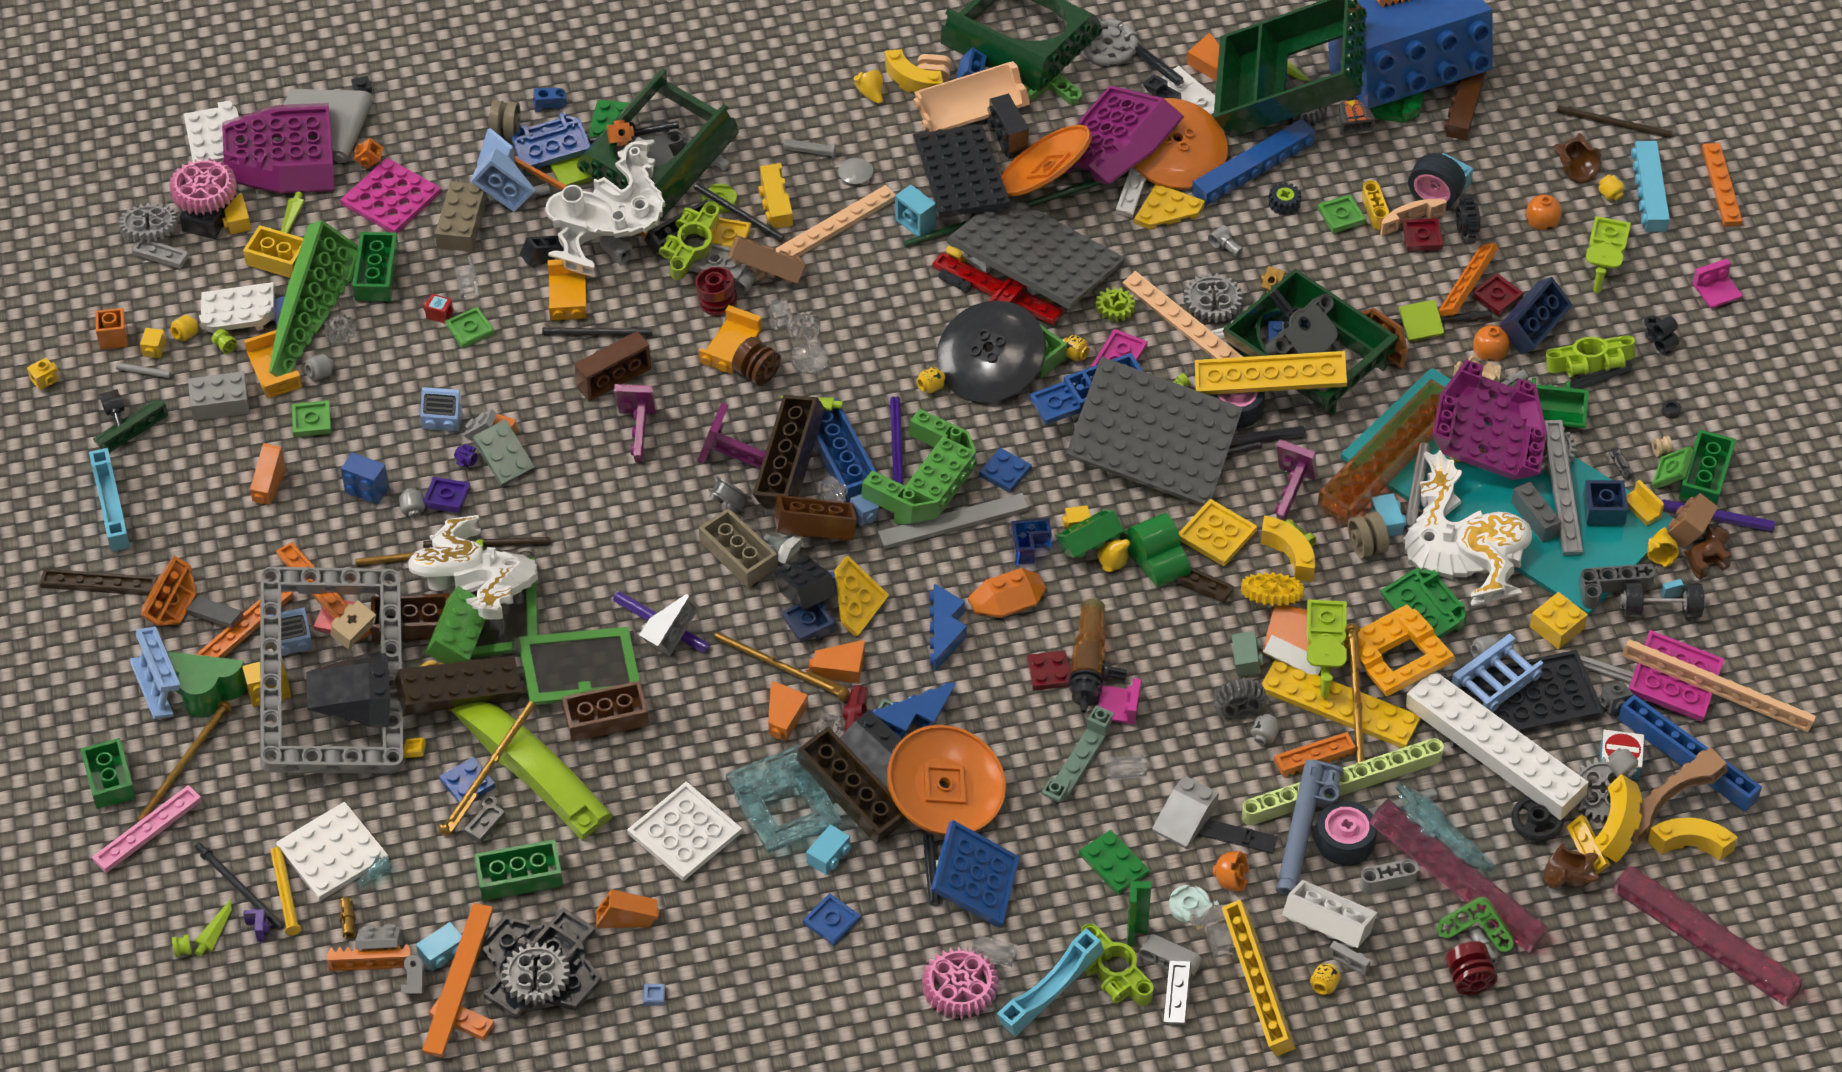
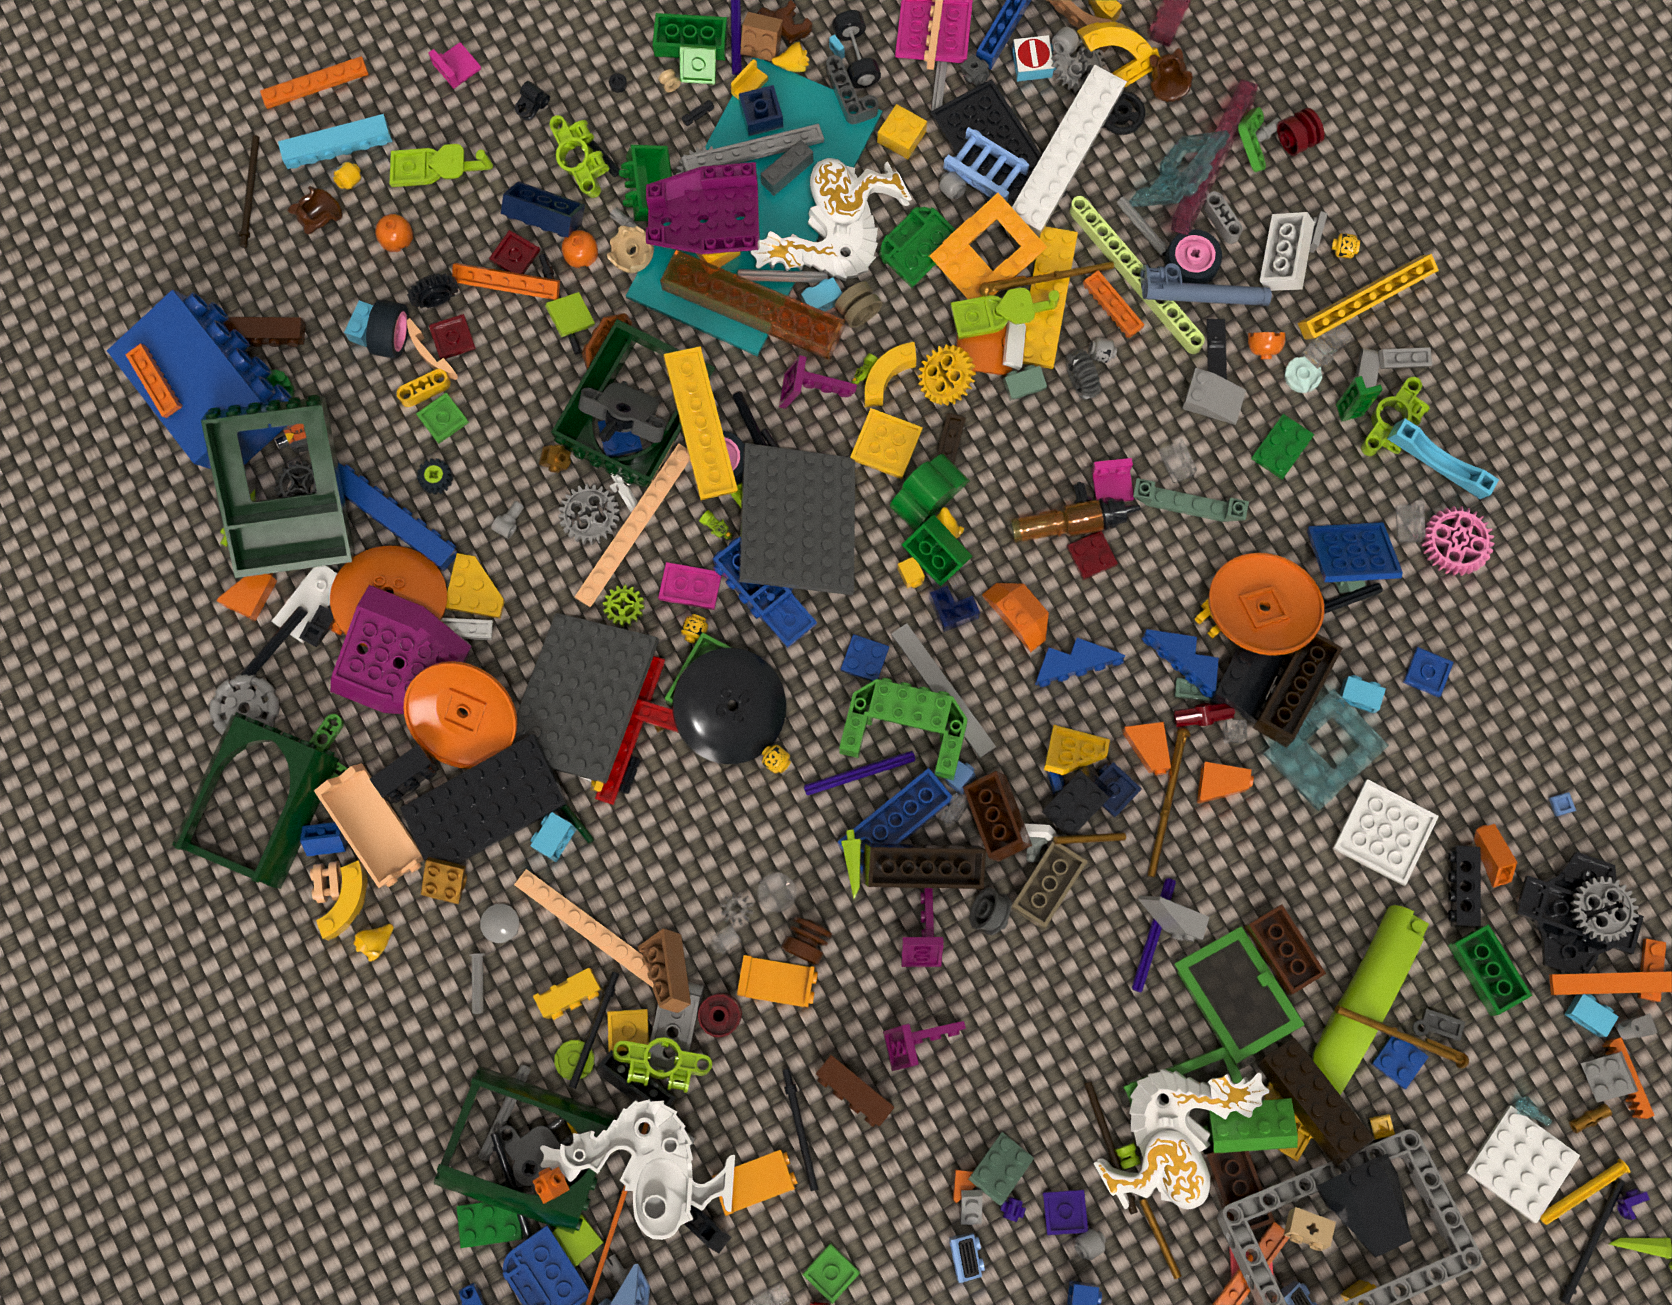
camera: 105 degrees left, 25 degrees up
(576, 876) = (1472, 878): none -> black brick
(768, 587) = (1089, 838): none -> pearl gold bar
(905, 139) = (443, 880): none -> pearl gold plate

